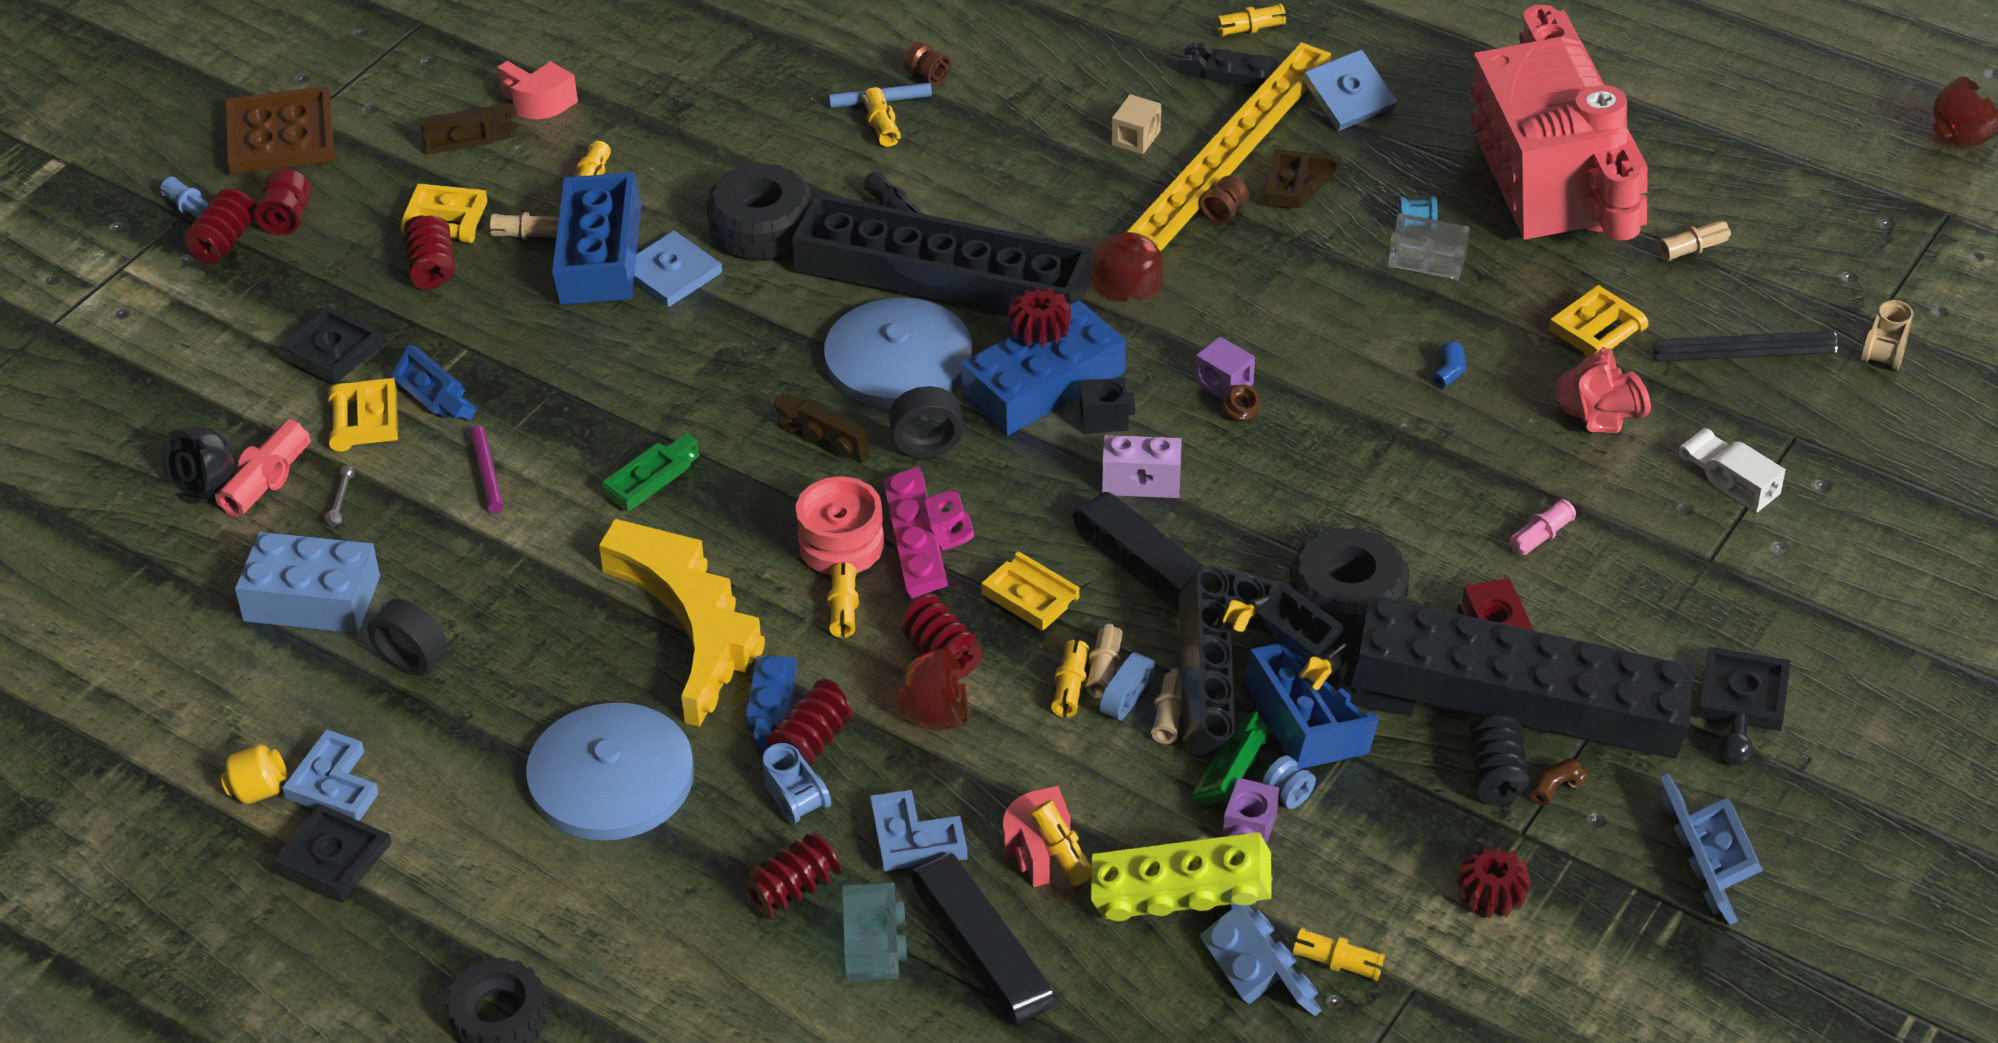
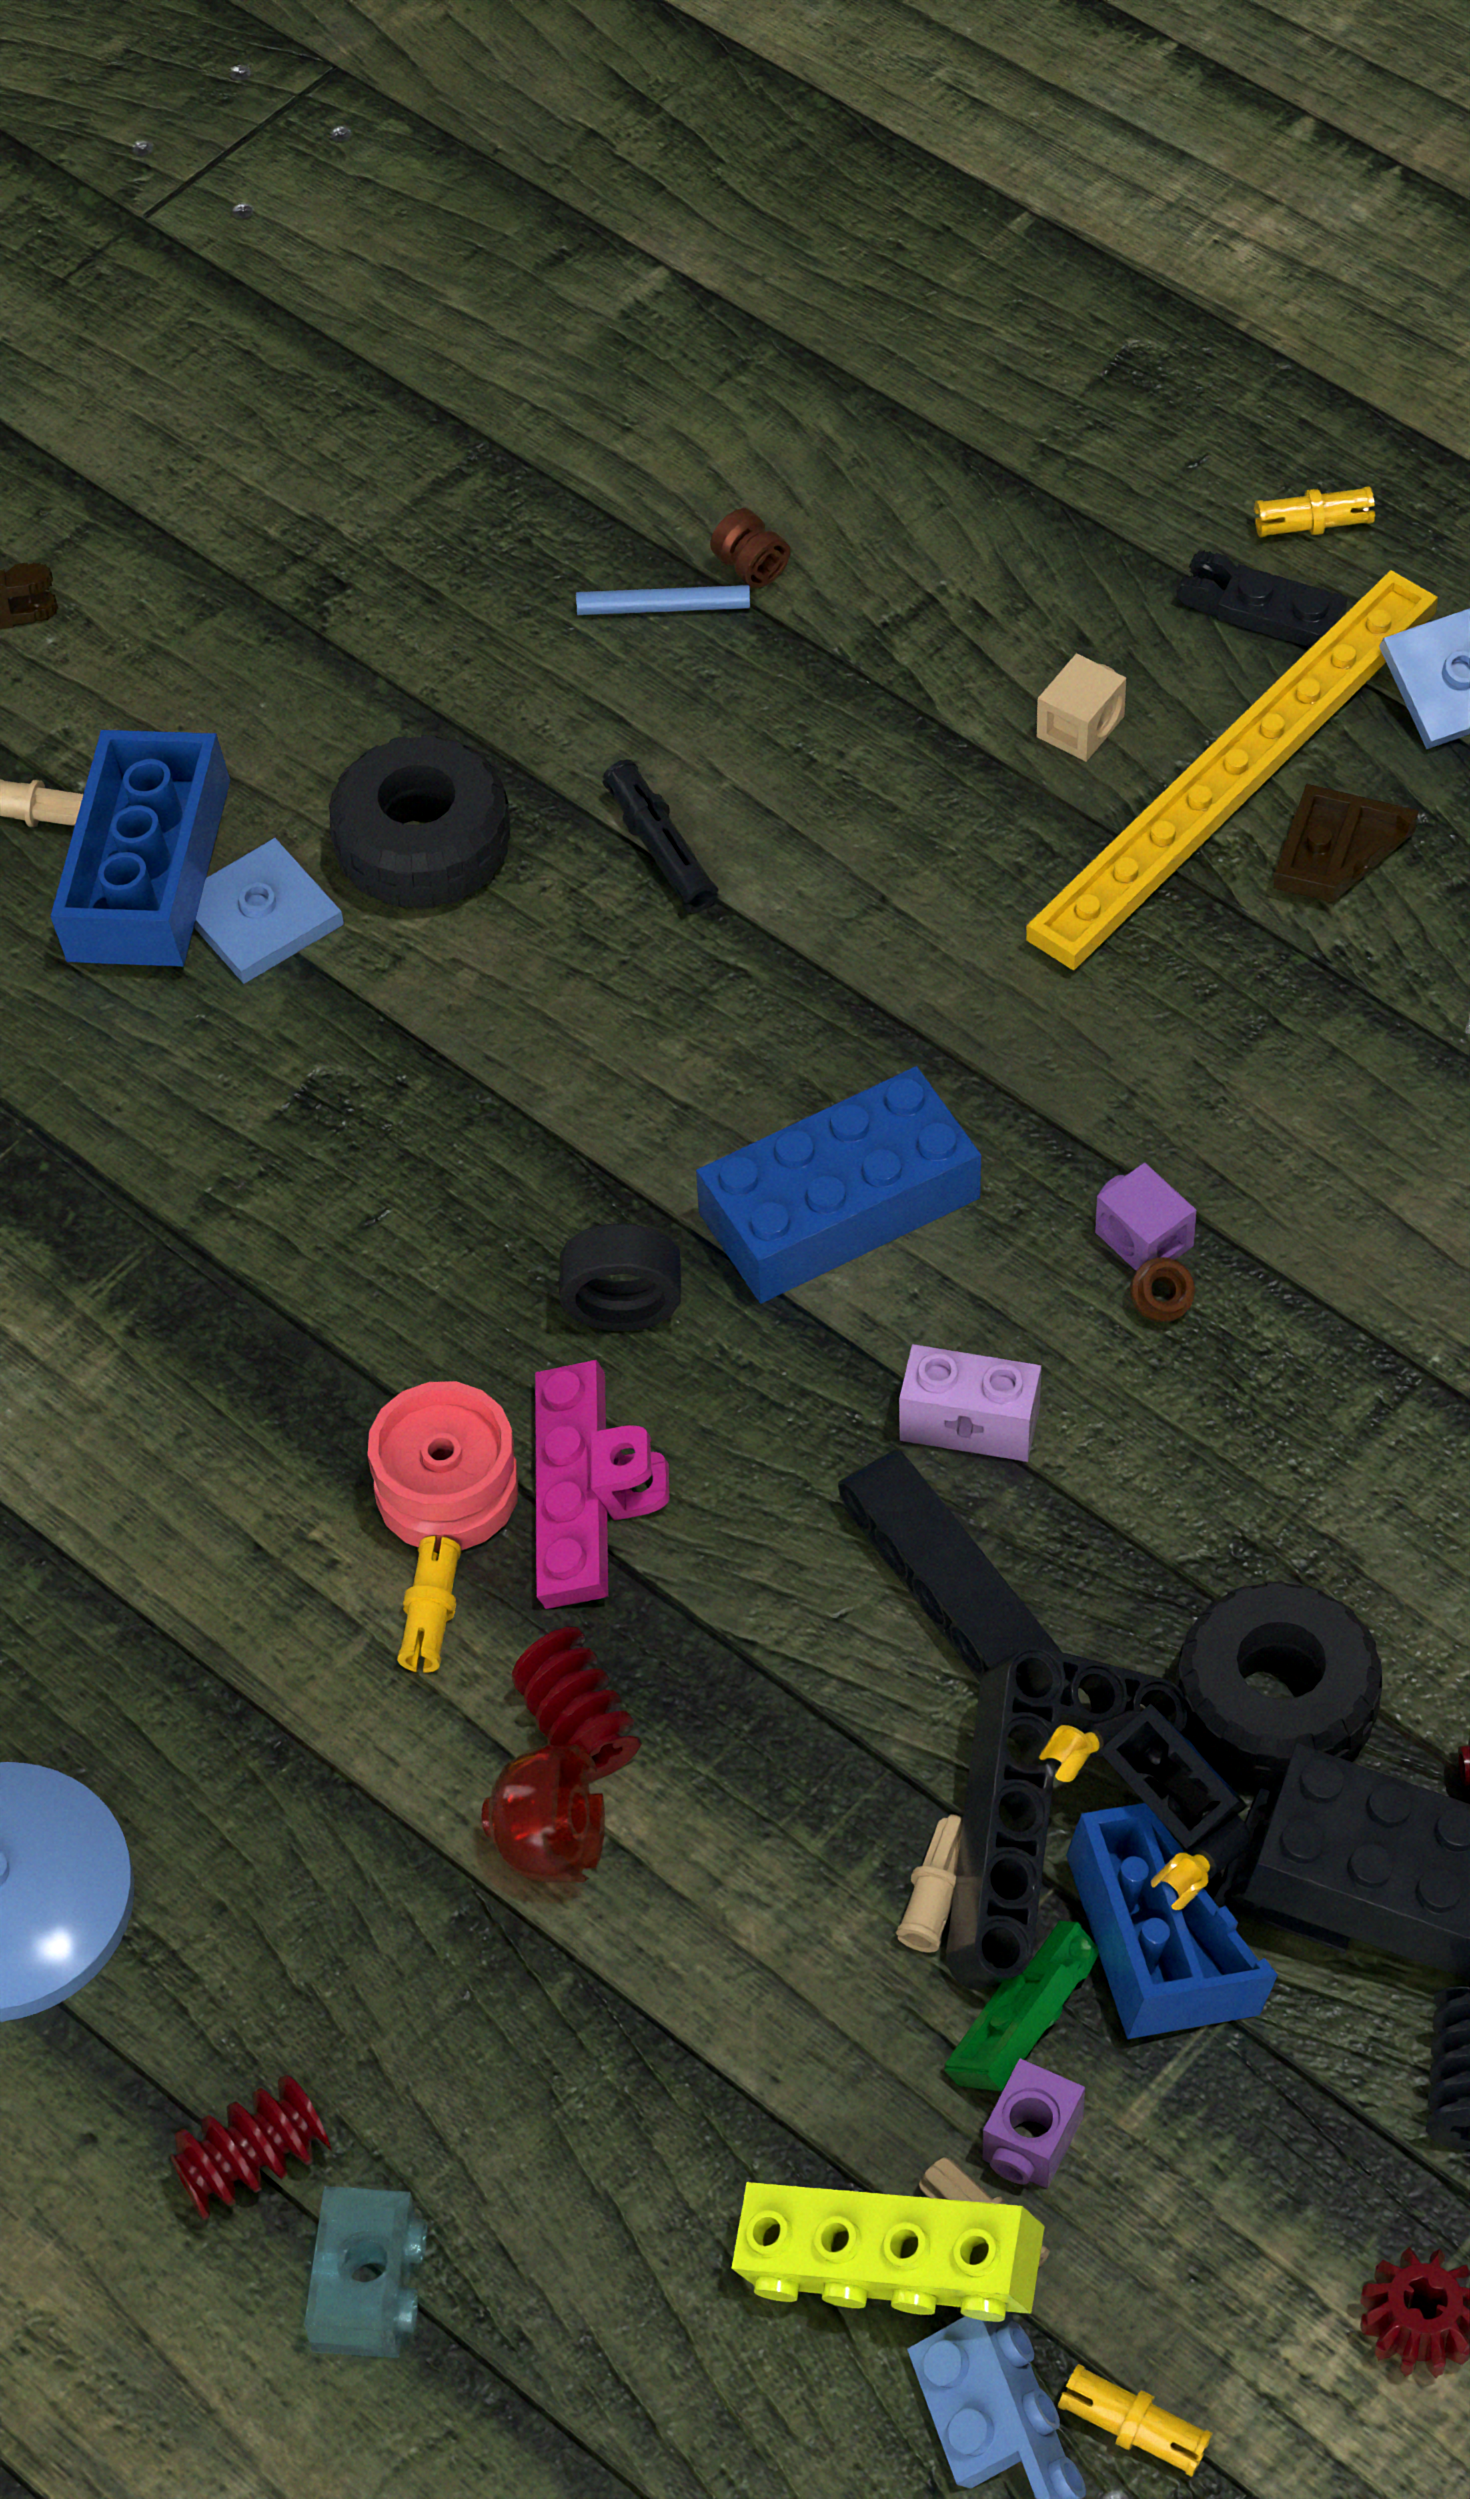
camera: 10 degrees right, 10 degrees up
(538, 94) = (98, 545): coral brick -> none
(594, 160) = (160, 700): yellow pin -> none
(650, 472) = (156, 1314): green hinge -> none
(703, 602) = (212, 1660): yellow arch -> none
(770, 695) = (279, 1783): blue hinge -> none
(793, 782) = (286, 1971): medium blue piece -> none
(814, 720) = (330, 1850): dark red piece -> none
(822, 426) = (450, 1257): dark brown hinge -> none
(881, 117) = (655, 647): yellow pin -> none
(894, 348) = (604, 1120): medium blue dish -> none
(911, 843) = (453, 2098): medium blue plate -> none
(934, 255) = (705, 950): black brick -> none
(983, 939) = (544, 2310): black beam -> none
(1023, 837) = (665, 2095): coral brick -> none
(1030, 591) = (742, 1626): yellow plate -> none
(1039, 317) = (836, 1106): dark red gear -> none
(1061, 842) = (701, 2145): yellow pin -> none
(1070, 678) = (780, 1807): yellow pin -> none
(1104, 660) = (842, 1779): tan axle -> none
(1105, 405) = (928, 1248): black brick -> none
(1127, 686) = (871, 1838): medium blue beam -> none
(1128, 267) = (1018, 995): clear red cylinder -> none
(1224, 200) = (1211, 870): copper wheel -> none
(1293, 783) = (1109, 2066): medium blue wheel -> none

